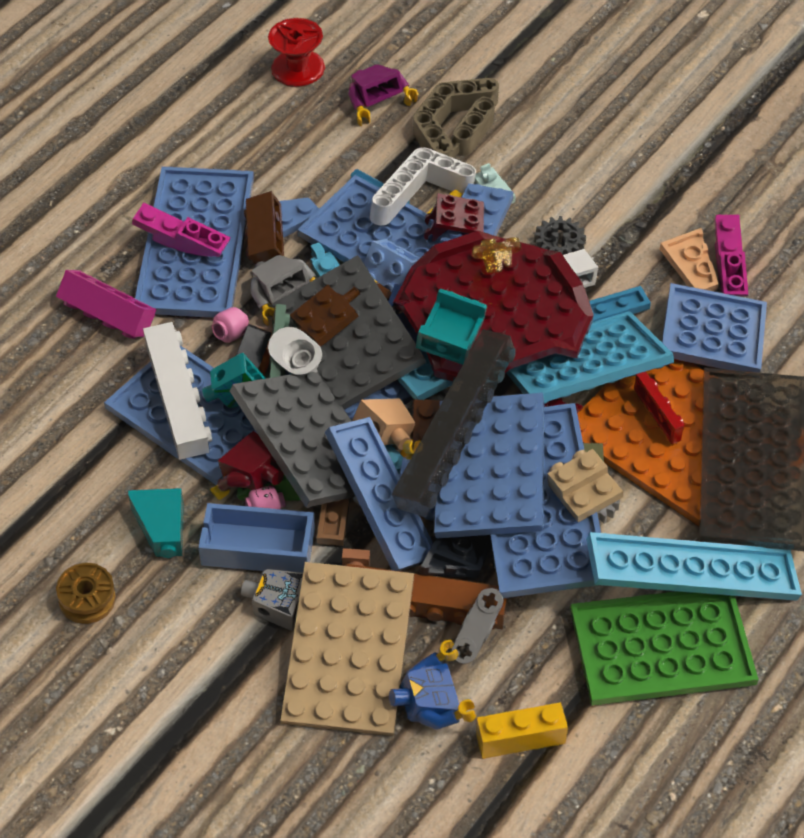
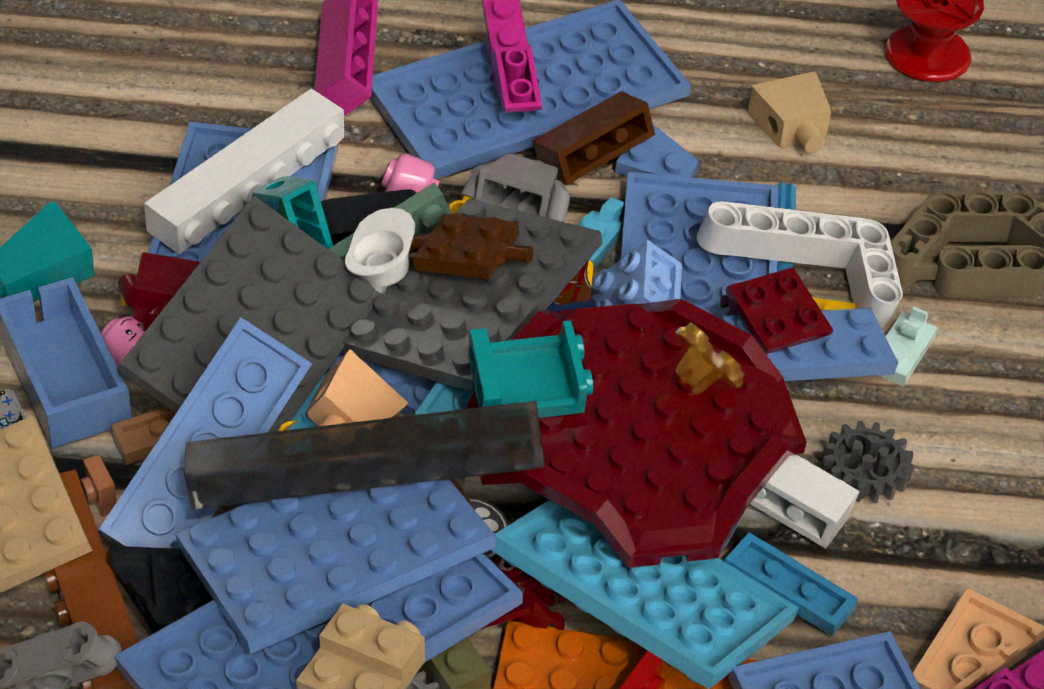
camera: 55 degrees right, 5 degrees down
(305, 141) = (792, 111): none -> tan torso
(376, 85) = (956, 132): magenta torso -> none

